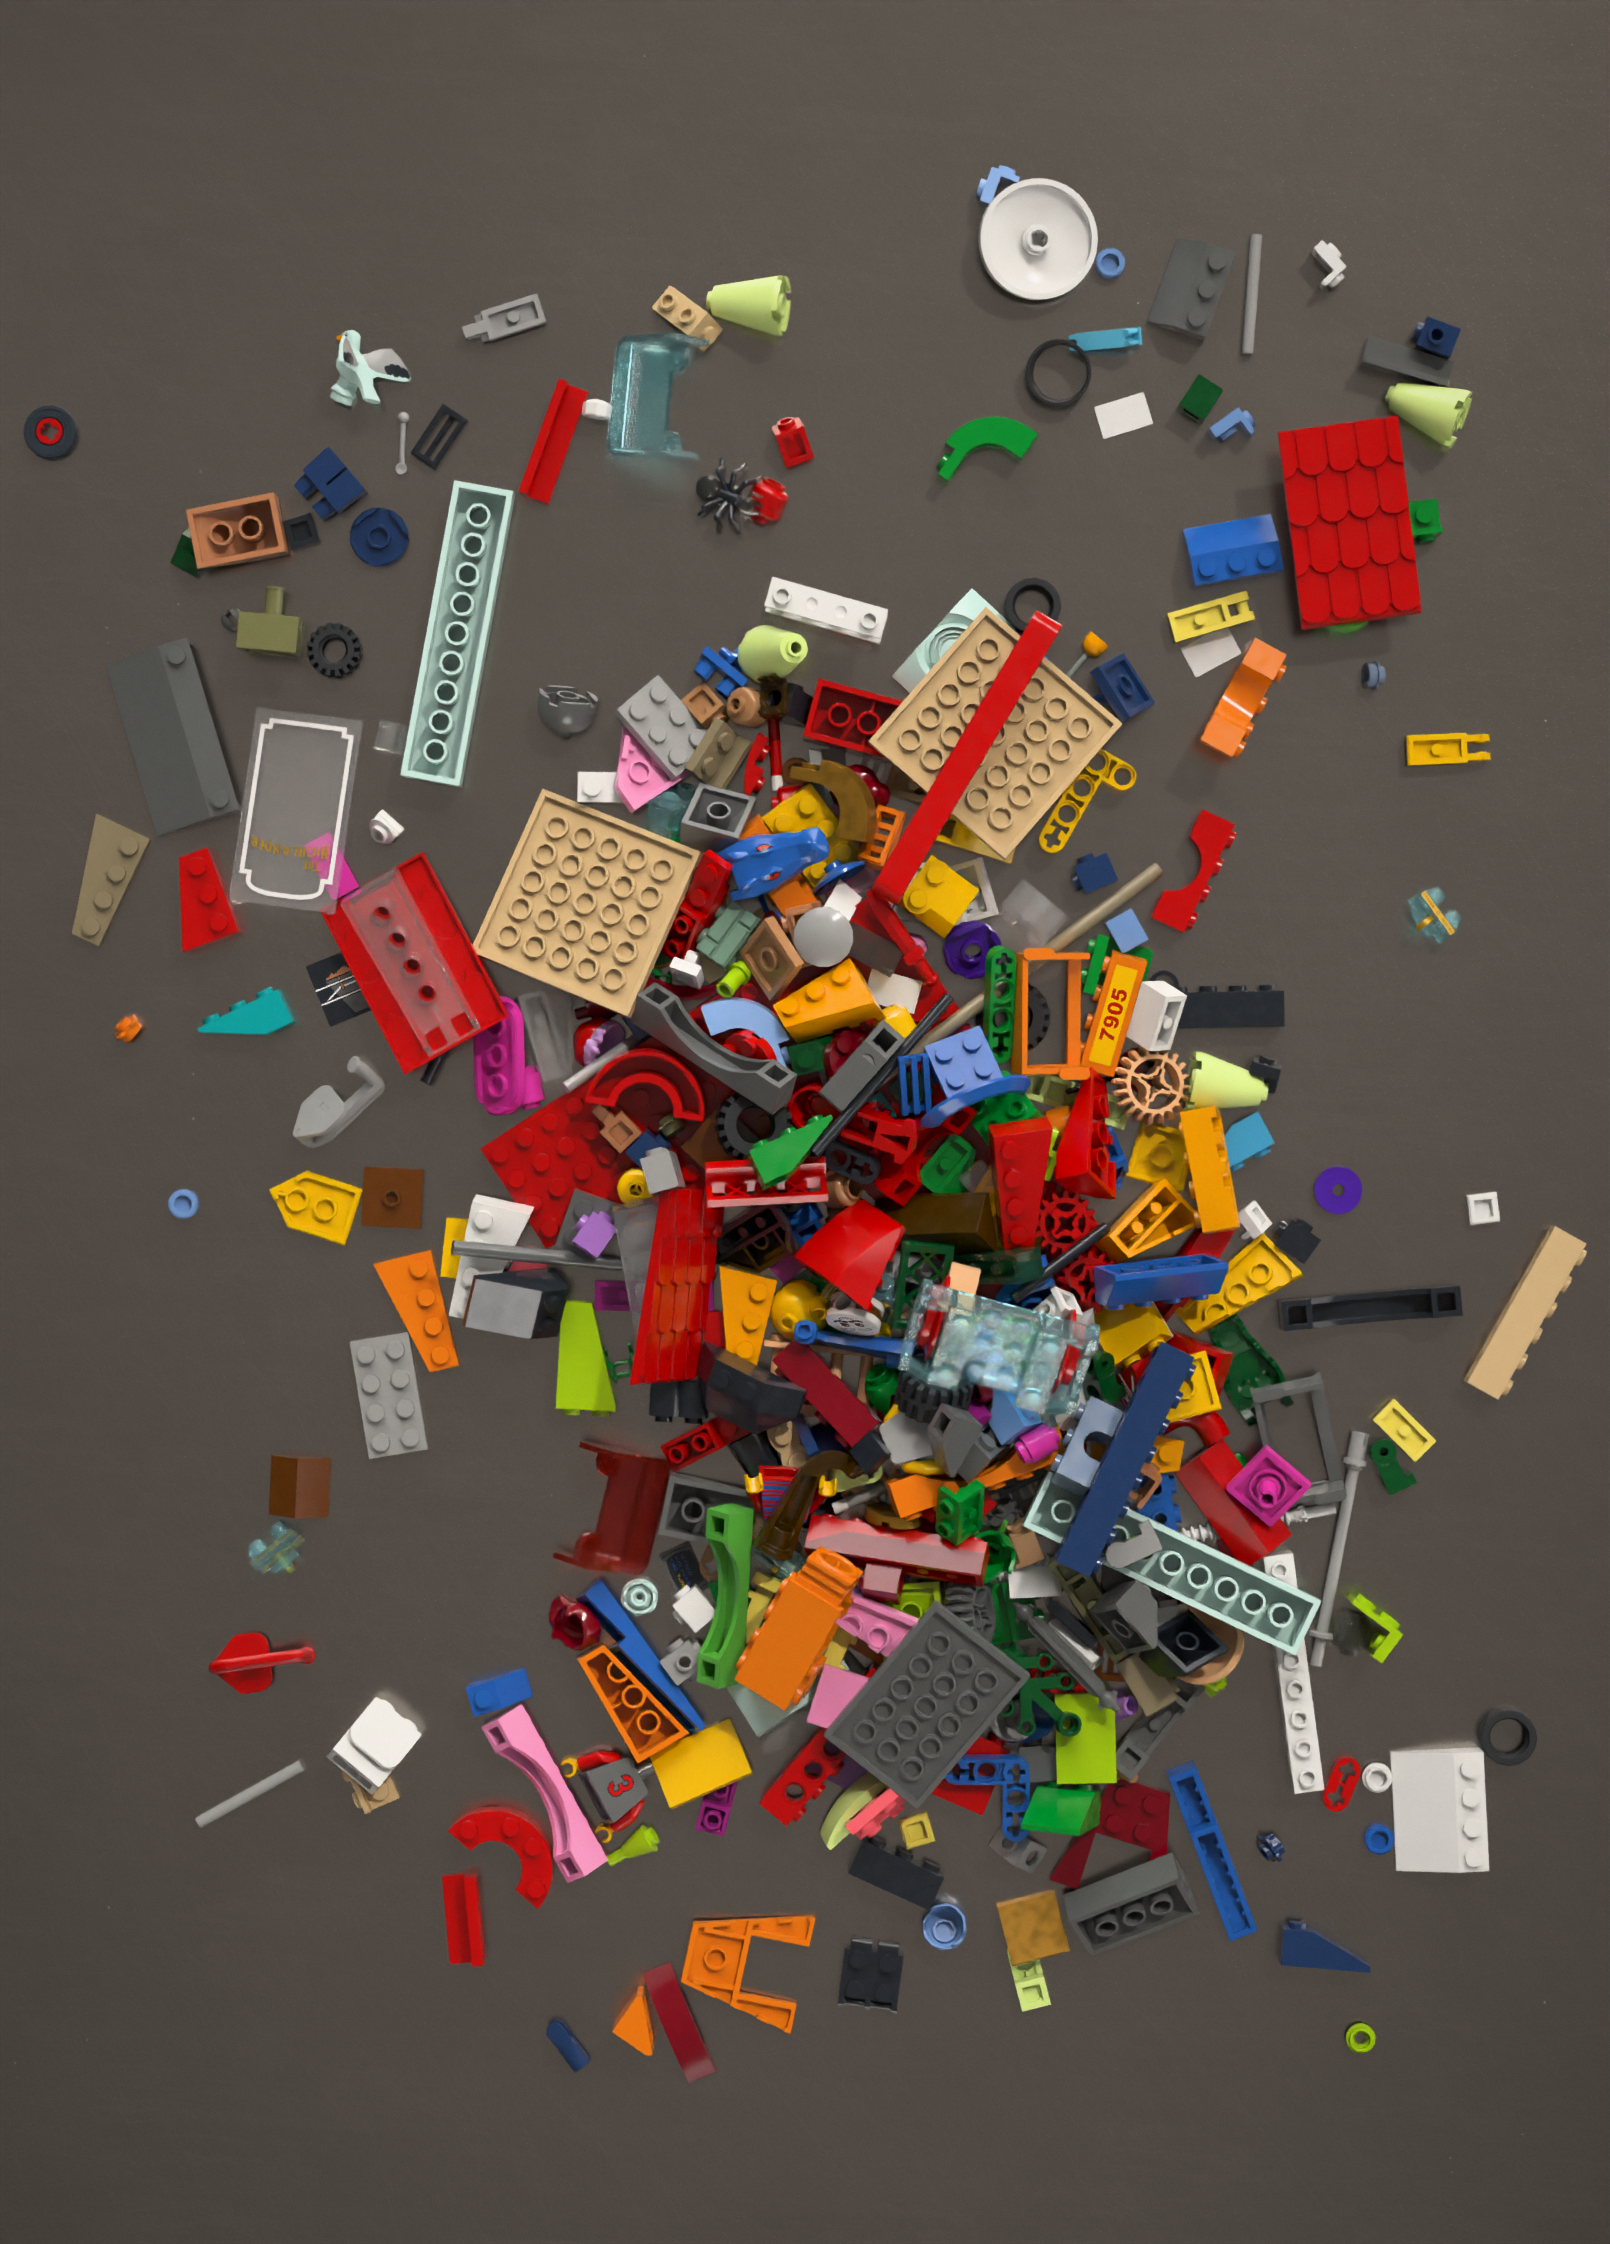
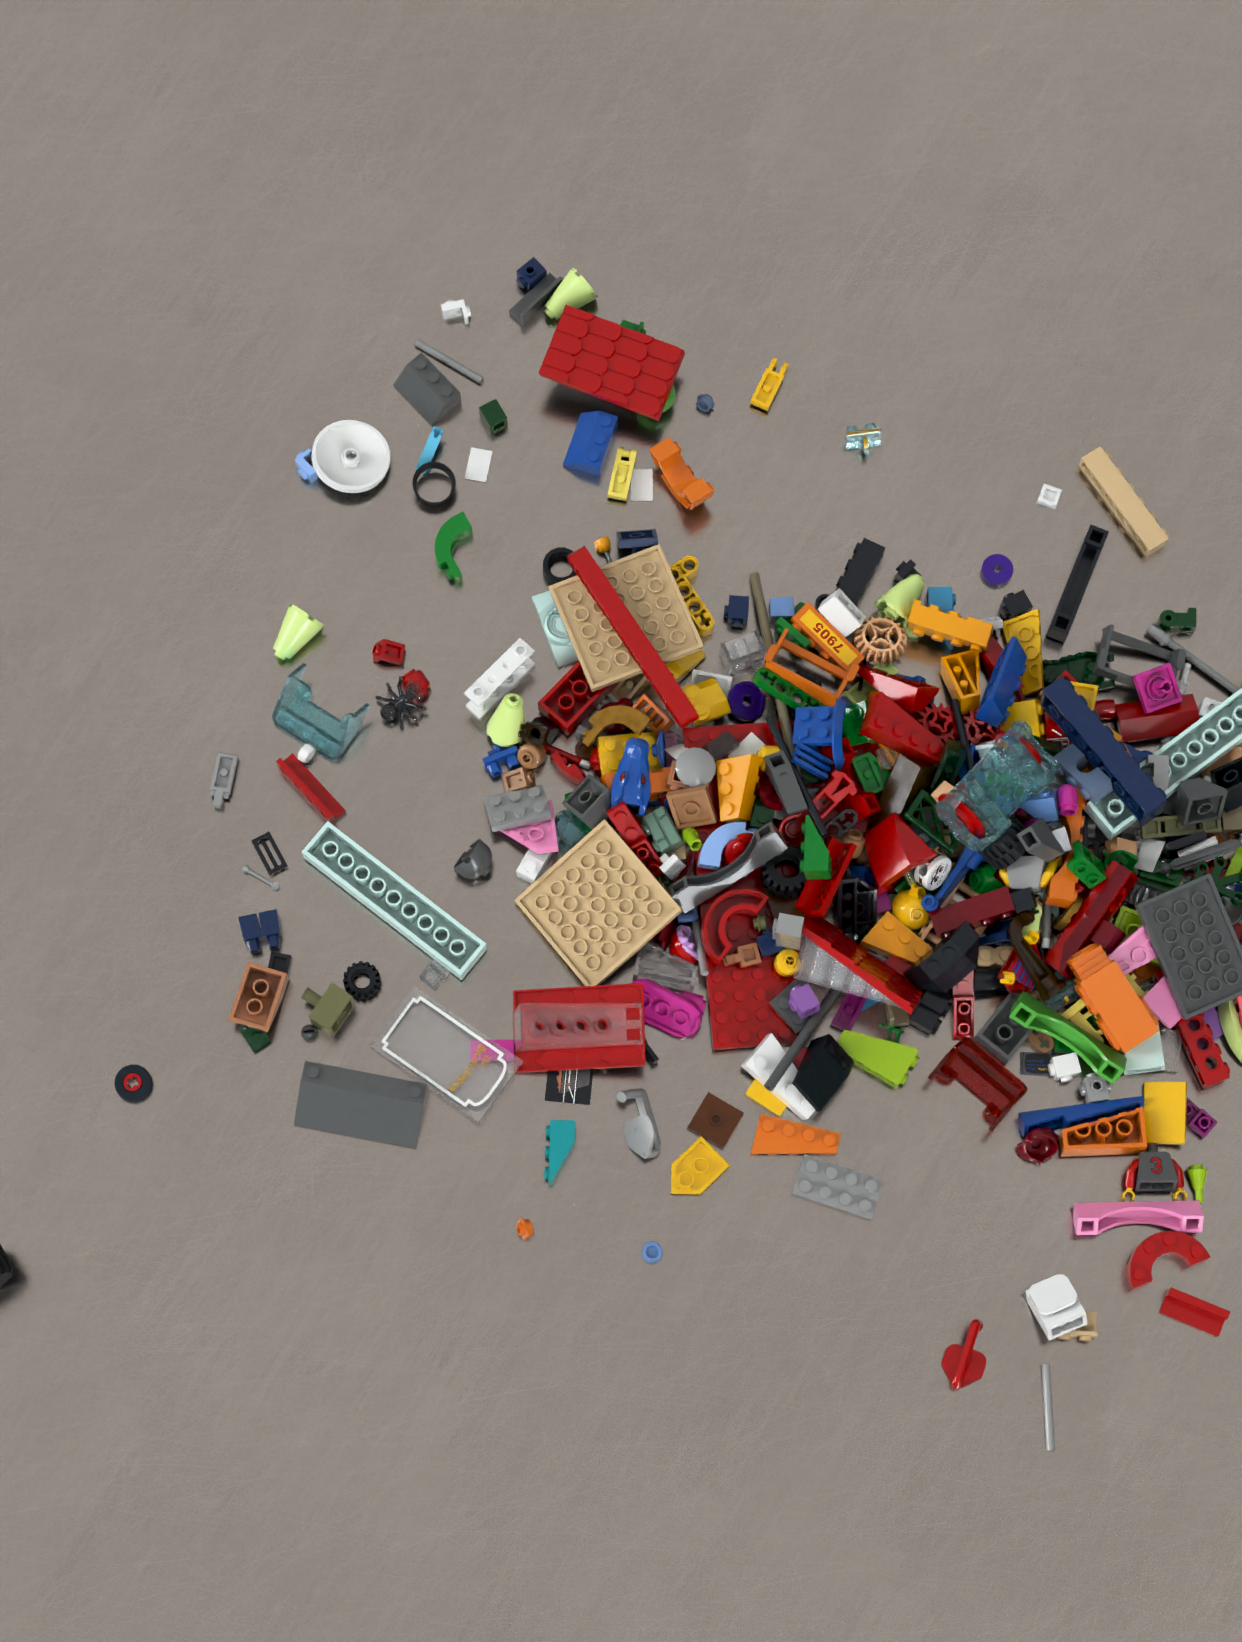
camera: 65 degrees left, 15 degrees down
(108, 872) = (419, 1187): dark tan wing -> none
(205, 906) = (472, 1137): red wedge -> none
(278, 1554) = (897, 1297): clear light blue hips -> none
(299, 1486) = (866, 1273): reddish brown slope -> none
(361, 369) = (204, 875): light aqua animal -> none
(379, 537) = (309, 920): dark blue tile -> none
(384, 828) = (486, 1007): white plate -> none
(498, 1691) = (1059, 1215): blue slope -> none
(634, 1605) = (1045, 1092): light aqua plate -> none
(687, 316) = (278, 673): tan bracket -> none
(718, 755) = (551, 785): dark tan bracket -> none
(912, 954) = (731, 727): red sword -> none
(1110, 263) = (387, 427): medium blue tile -> none
(1158, 1155) = (924, 657): yellow tile -> none
(1210, 837) = (751, 536): red arch -> none
(1226, 426) = (517, 409): medium blue bracket -> none
(1404, 1430) = (1160, 601): light yellow plate -> none

